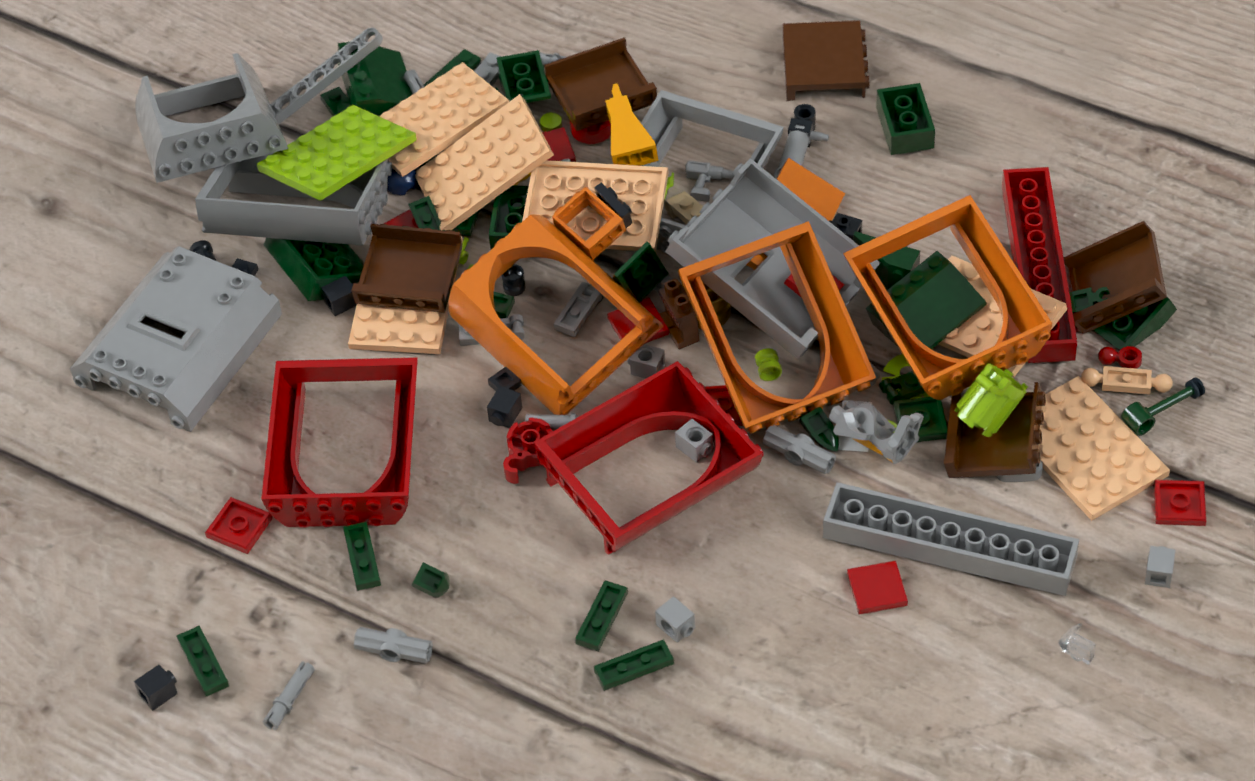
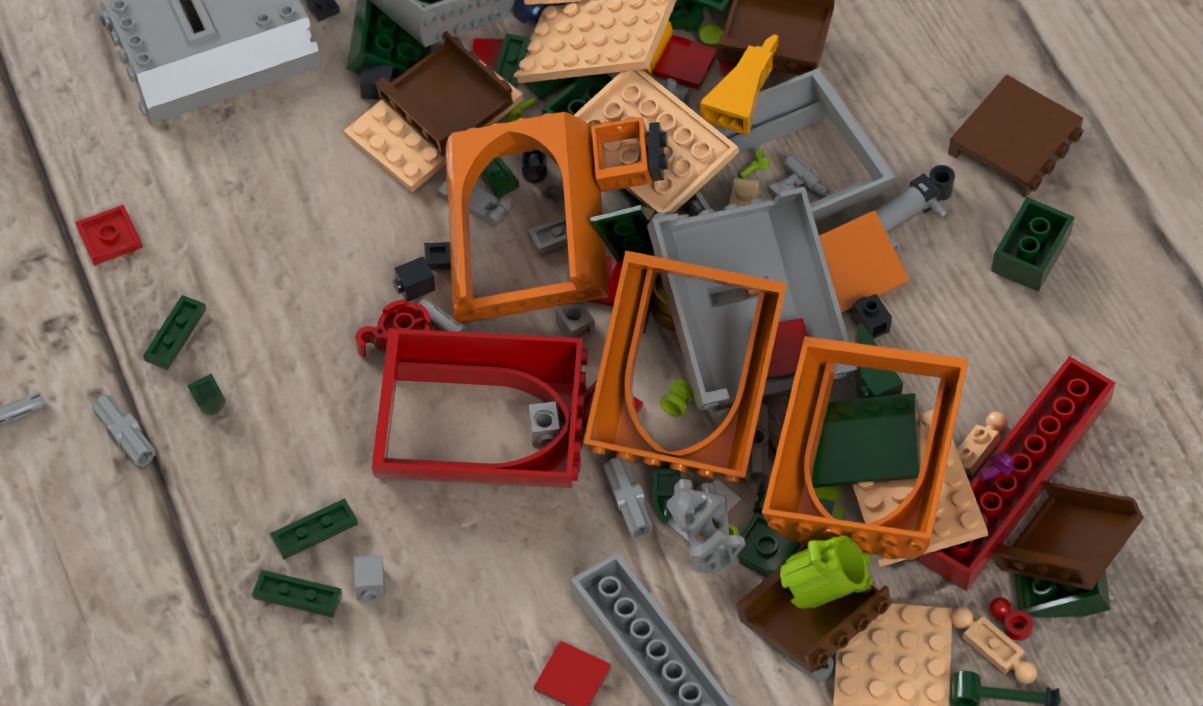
camera: 35 degrees right, 5 degrees up
(284, 490) = (168, 219): red panel -> none
(1030, 260) = (1002, 463): none -> magenta plate
(1085, 298) = (1024, 537): dark green plate -> none

